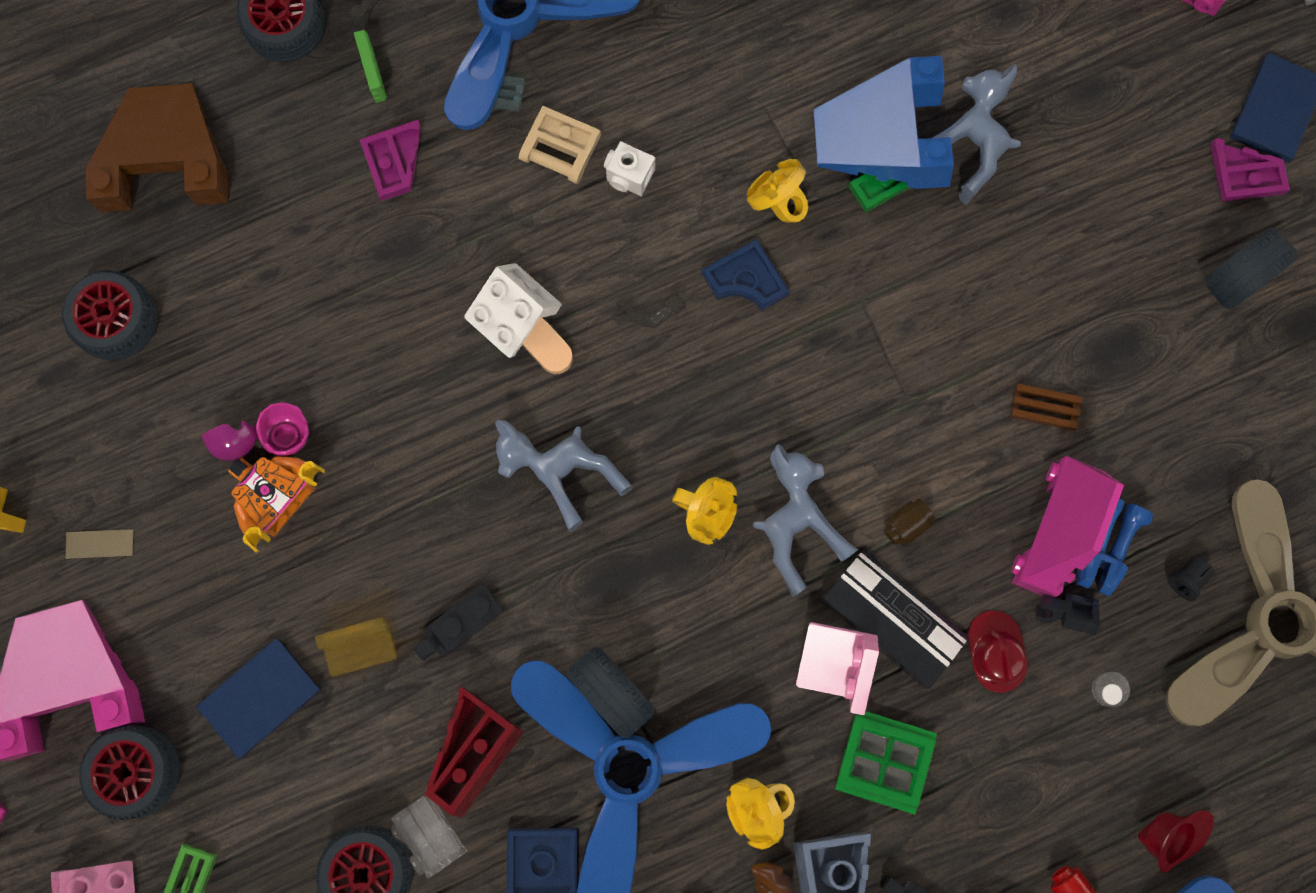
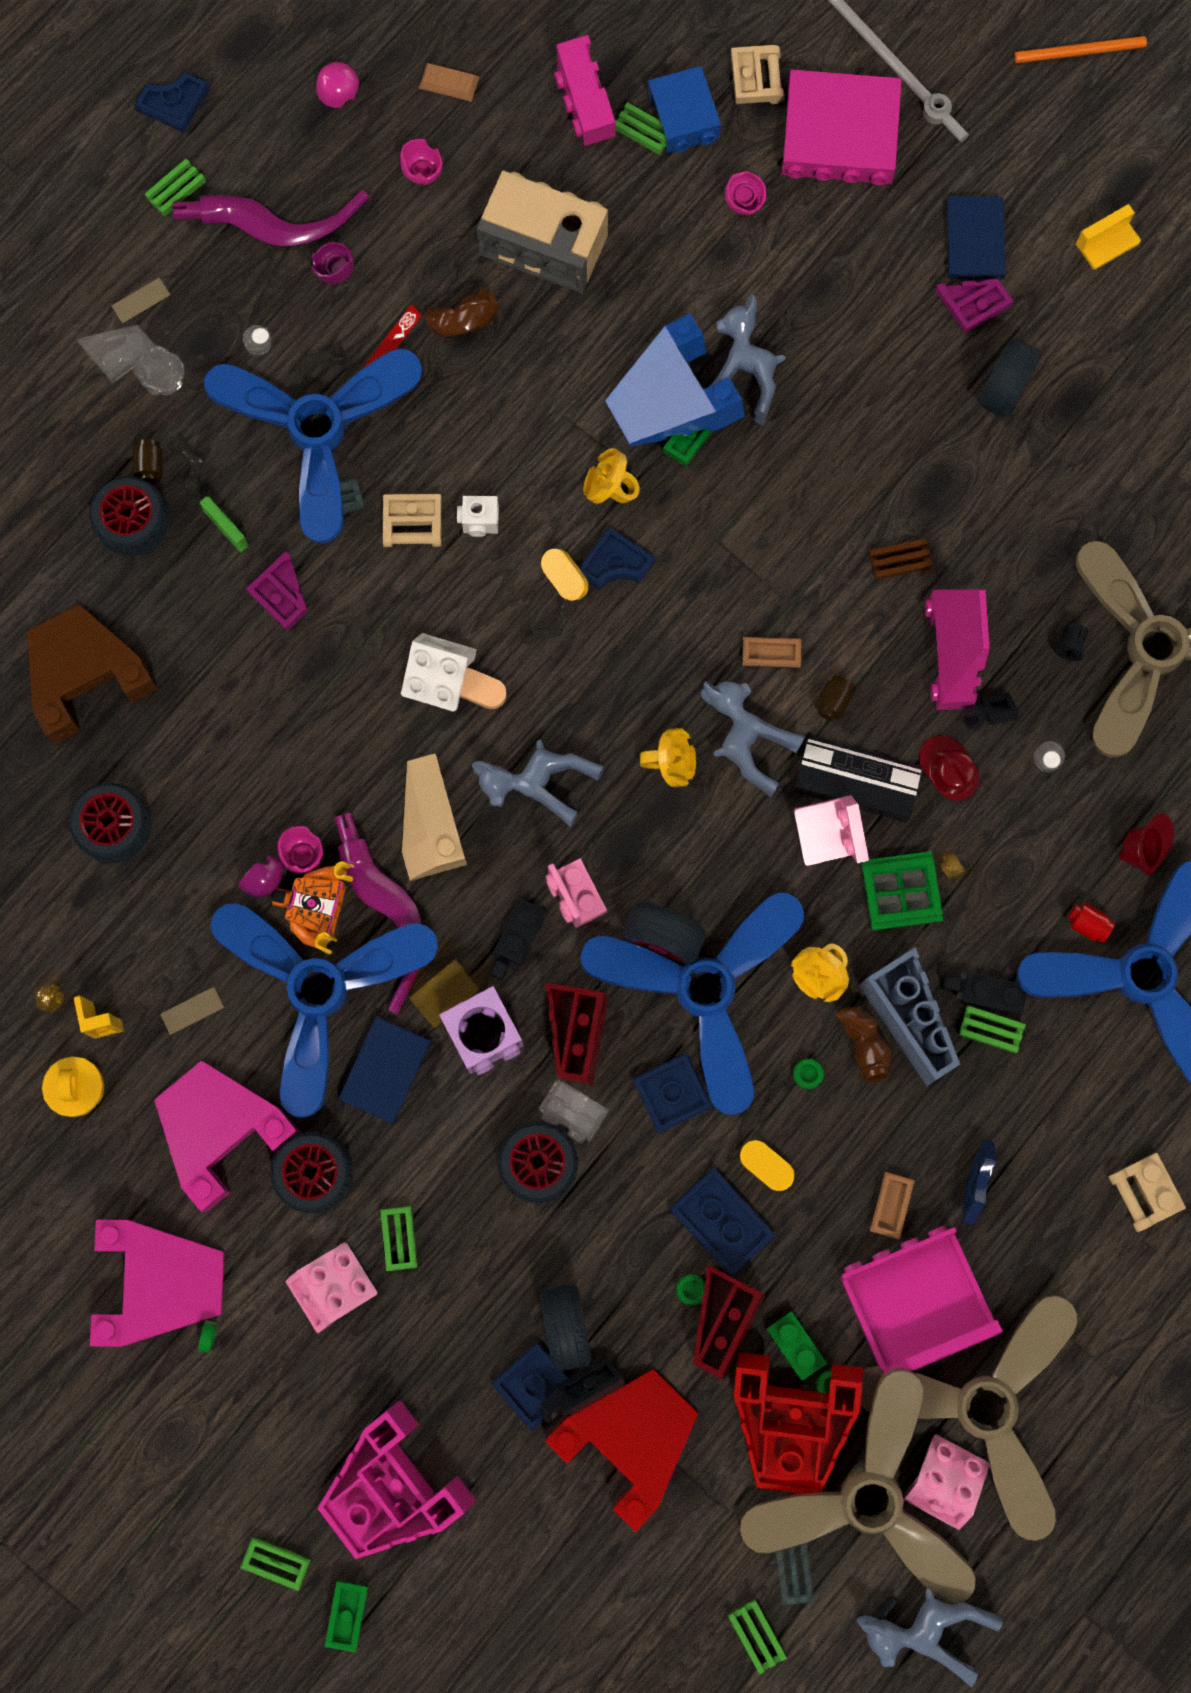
camera: 25 degrees left, 0 degrees up
(201, 522) = (374, 963): none -> blue piece
(346, 517) = (377, 892): none -> magenta animal
(349, 685) = (456, 1023): none -> lavender brick
(427, 466) = (429, 827): none -> tan wedge
(540, 604) = (577, 893): none -> bright pink bracket
(687, 268) = (564, 574): none -> yellow tile
(865, 444) = (771, 652): none -> medium nougat tile
(951, 760) = (952, 866): none -> clear yellow plate
(1112, 565) = (1007, 658): blue piece -> none

